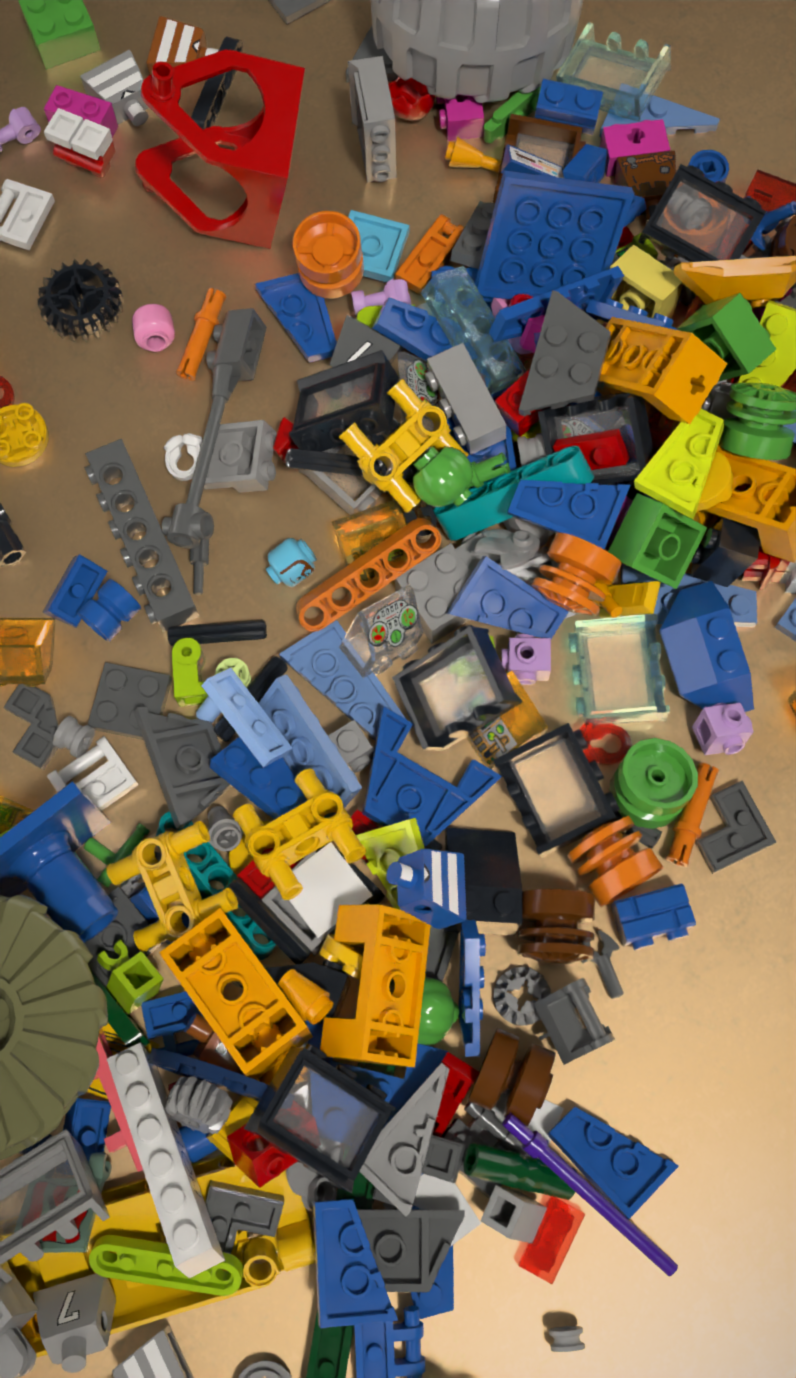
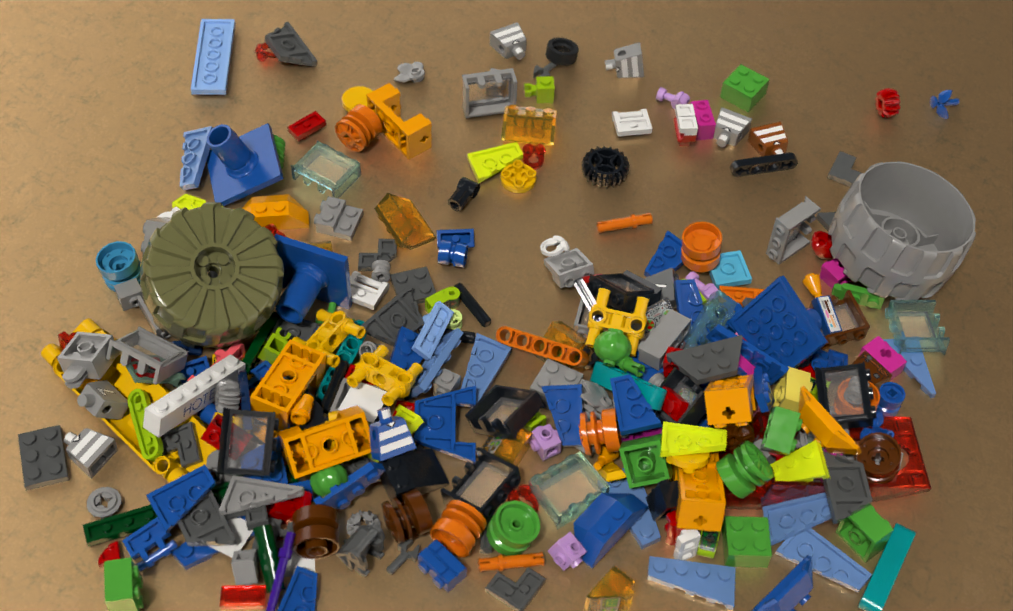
camera: 55 degrees right, 20 degrees down
(114, 462) = (500, 249): dark grey brick -> none
(153, 327) = (612, 201): bright pink head -> none
(199, 558) = (507, 278): dark grey axle -> none
(234, 360) = (617, 240): dark grey bar -> none
(261, 144) = (722, 189): red piece -> none
(291, 562) = (528, 315): medium azure head -> none
(384, 633) = (515, 366): clear slope -> none
(569, 105) = (875, 312): blue brick -> none
(587, 165) = (844, 340): blue slope -> none

